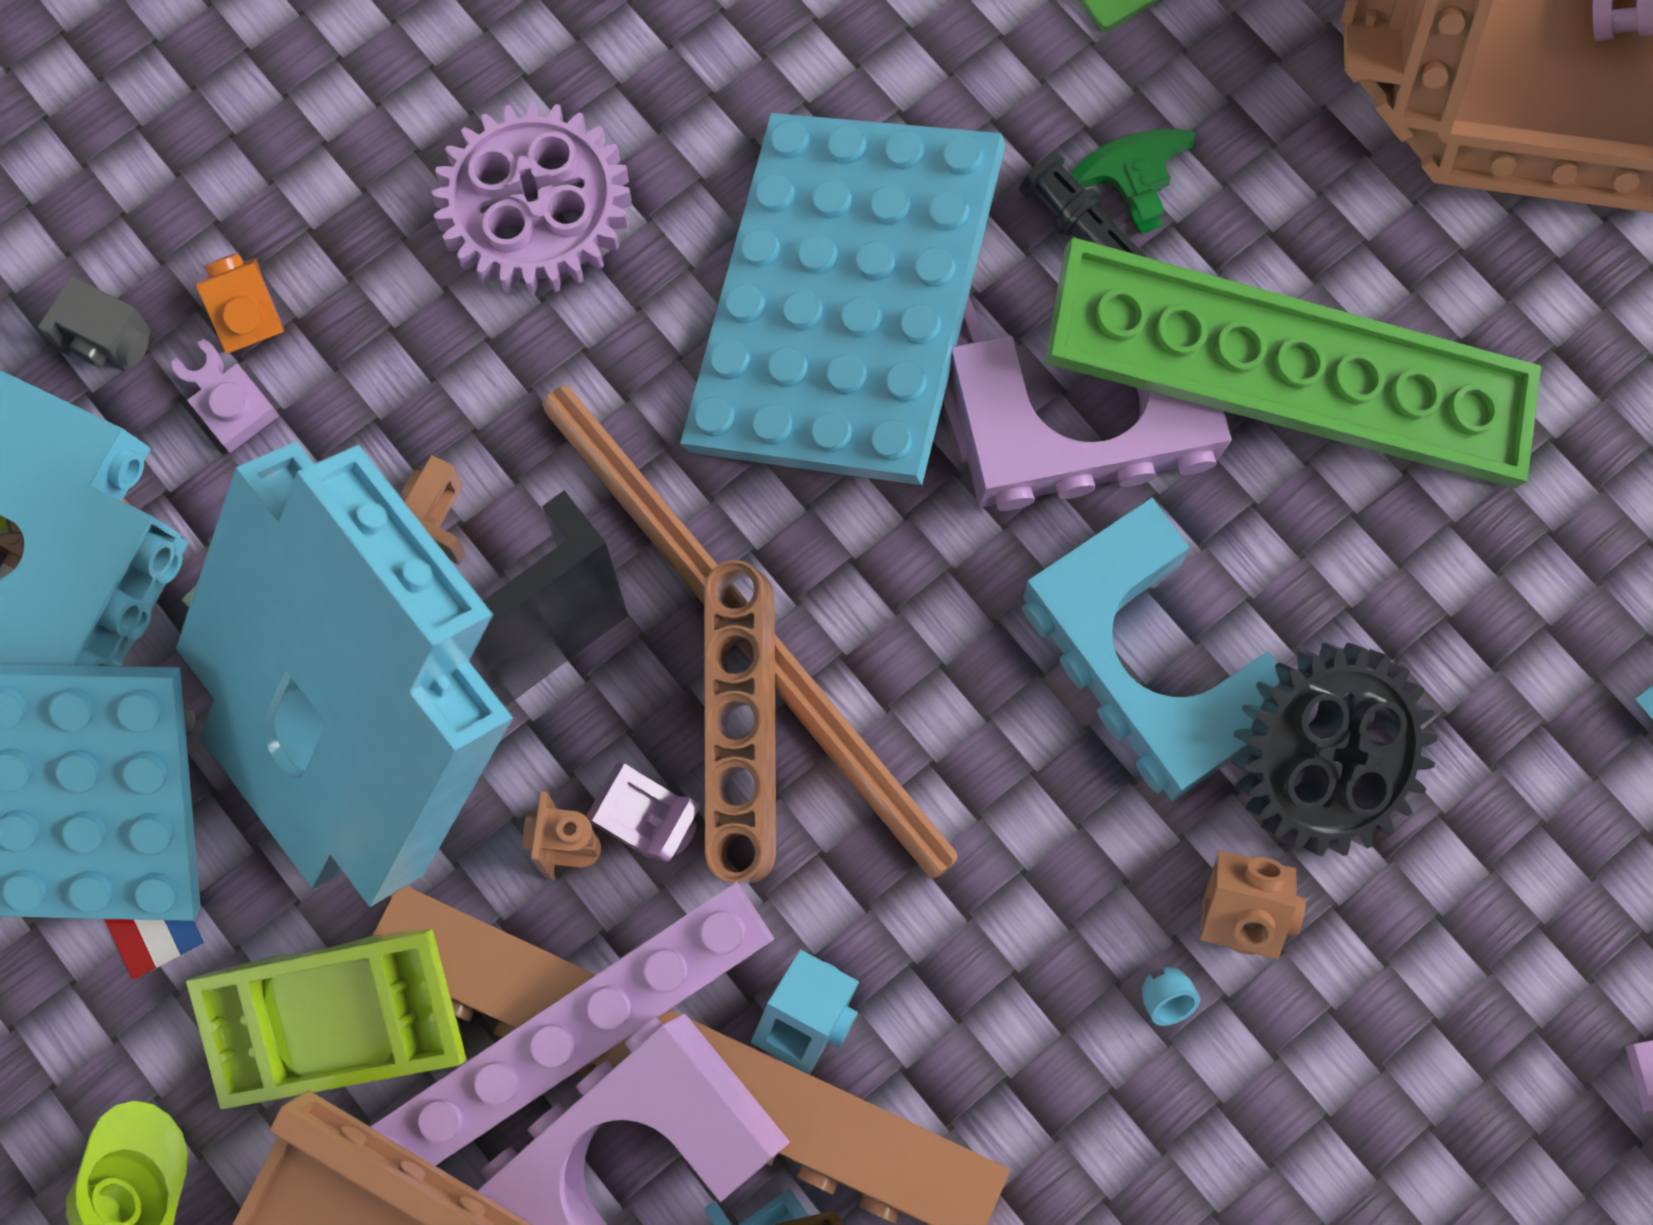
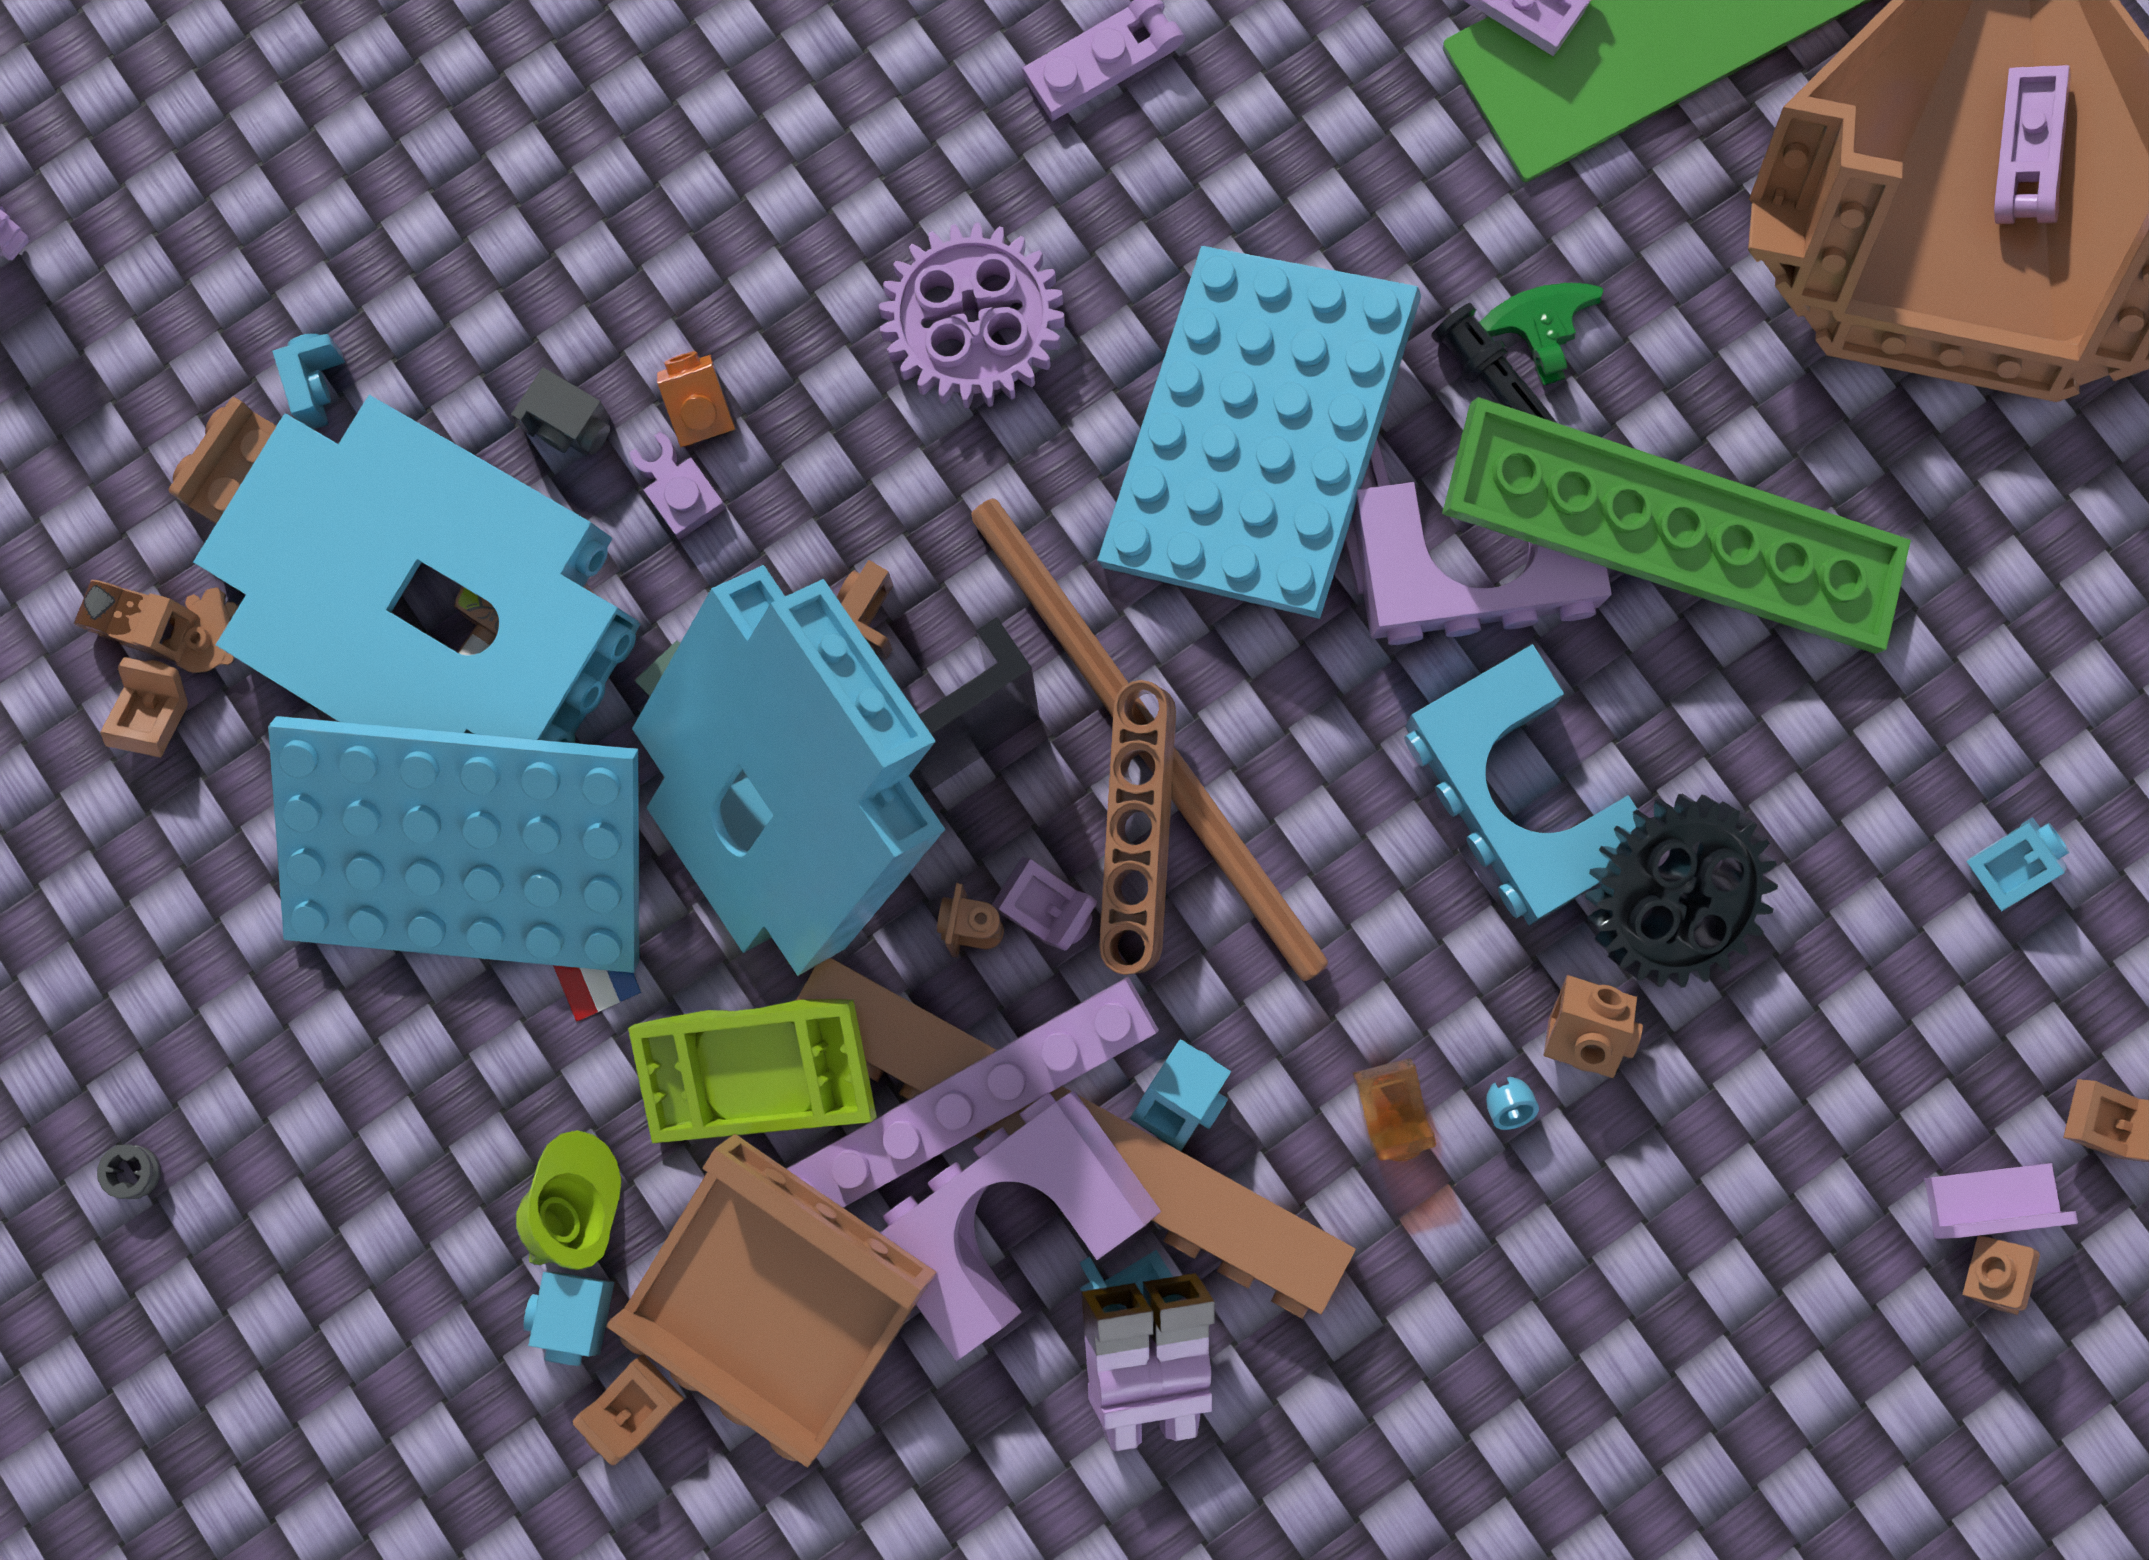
camera: 10 degrees right, 5 degrees up
(1041, 1013) = (1394, 1111): none -> clear orange bracket

